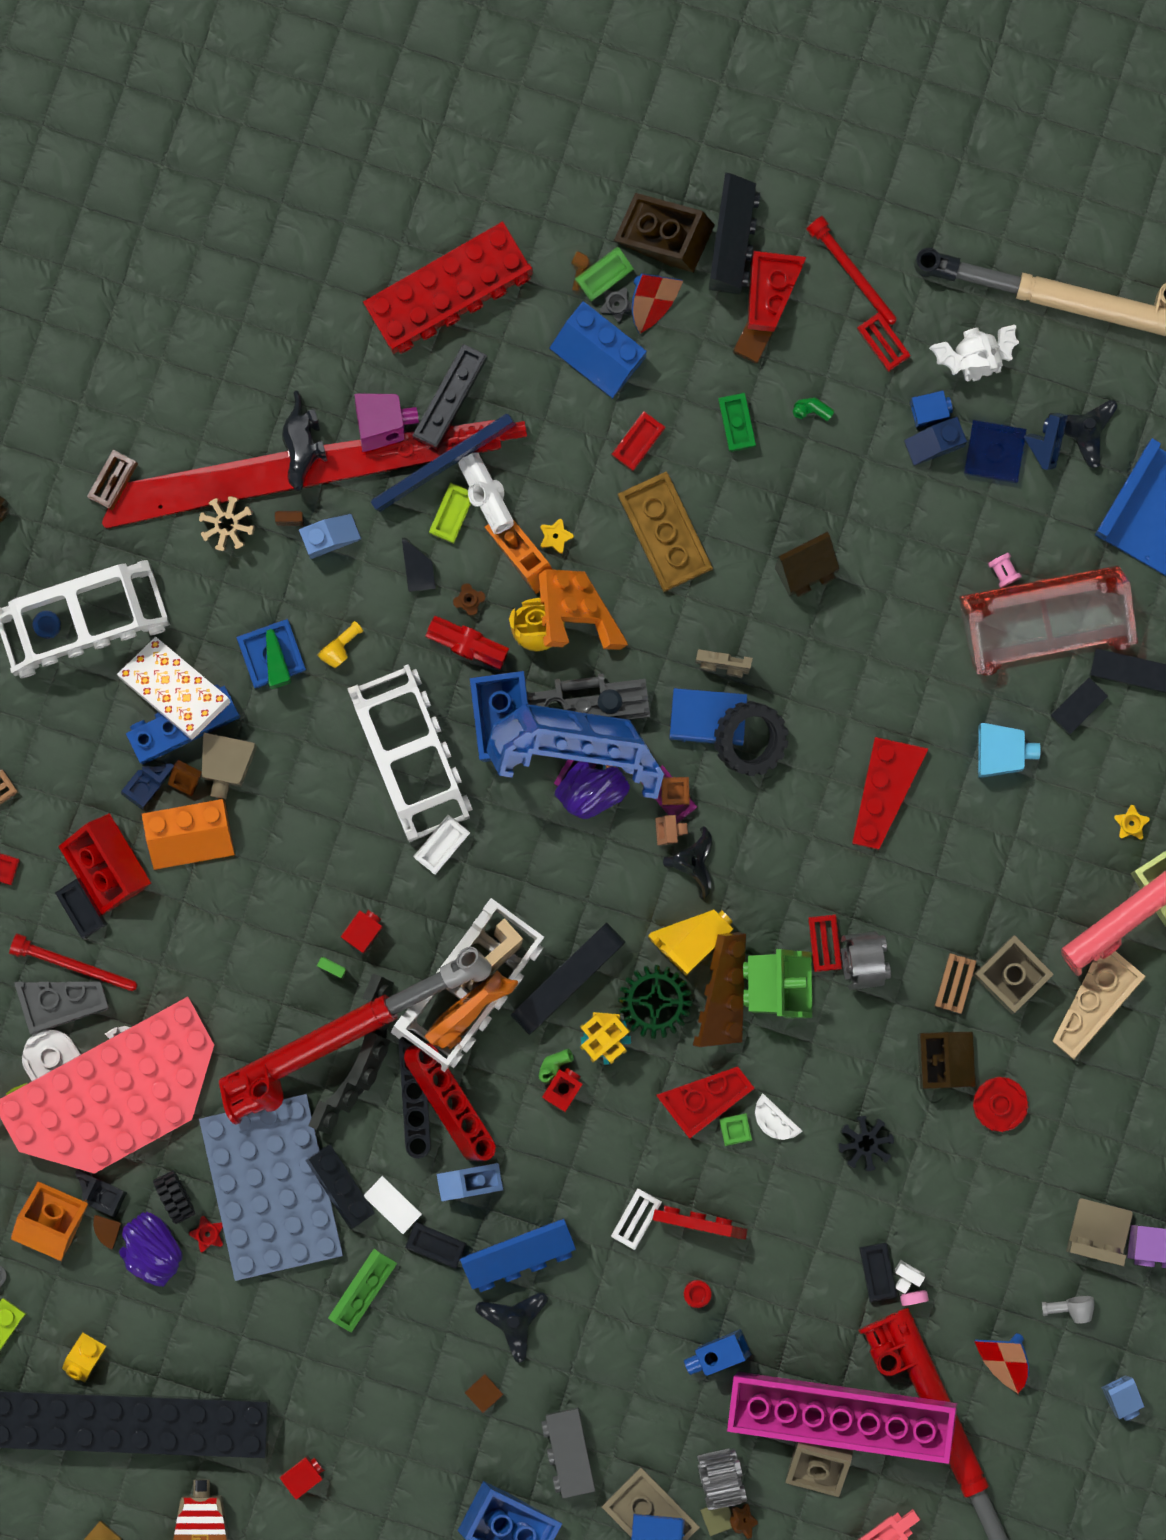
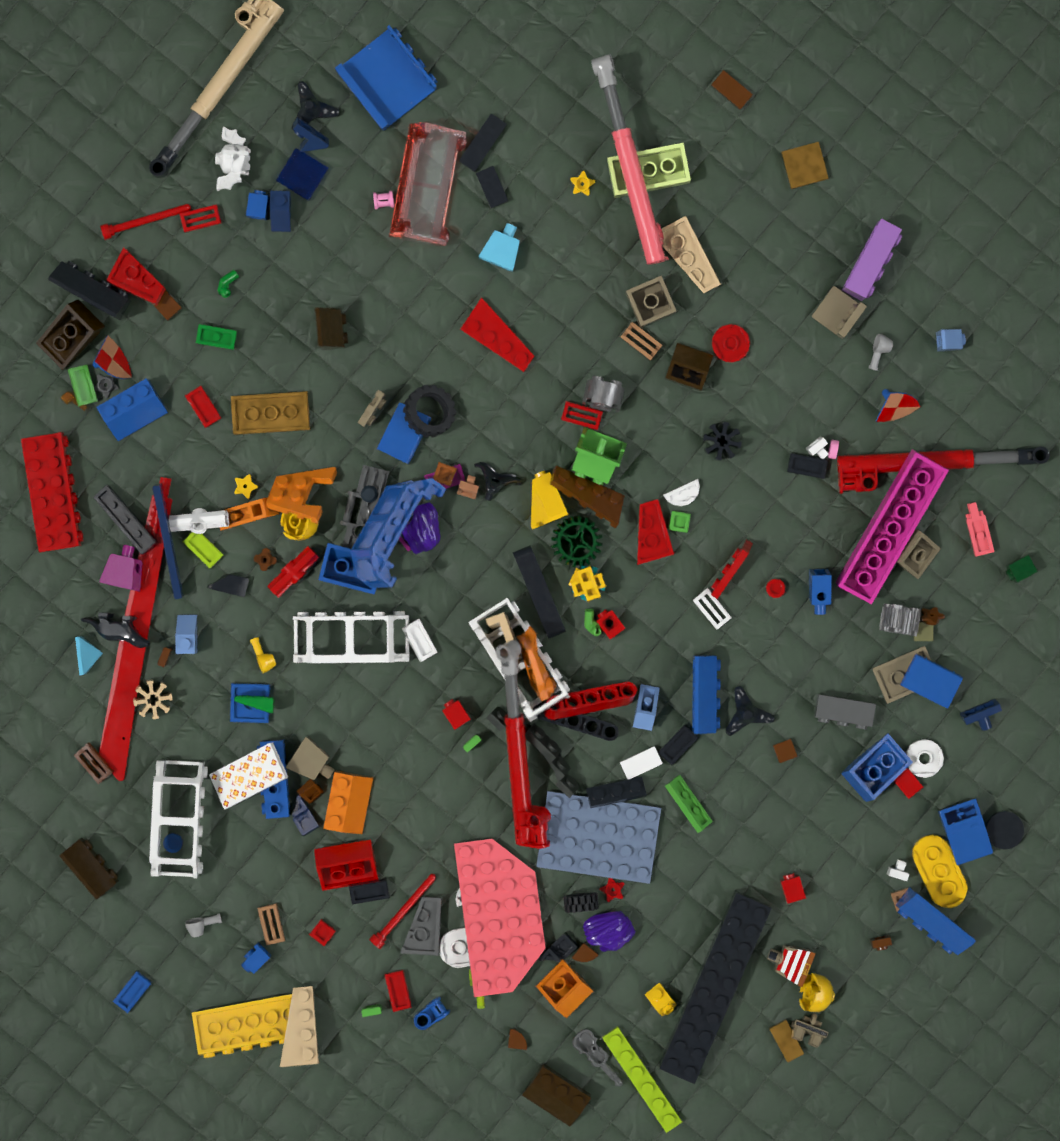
camera: 70 degrees left, 5 degrees up
(251, 415) = (86, 654): none -> medium azure slope

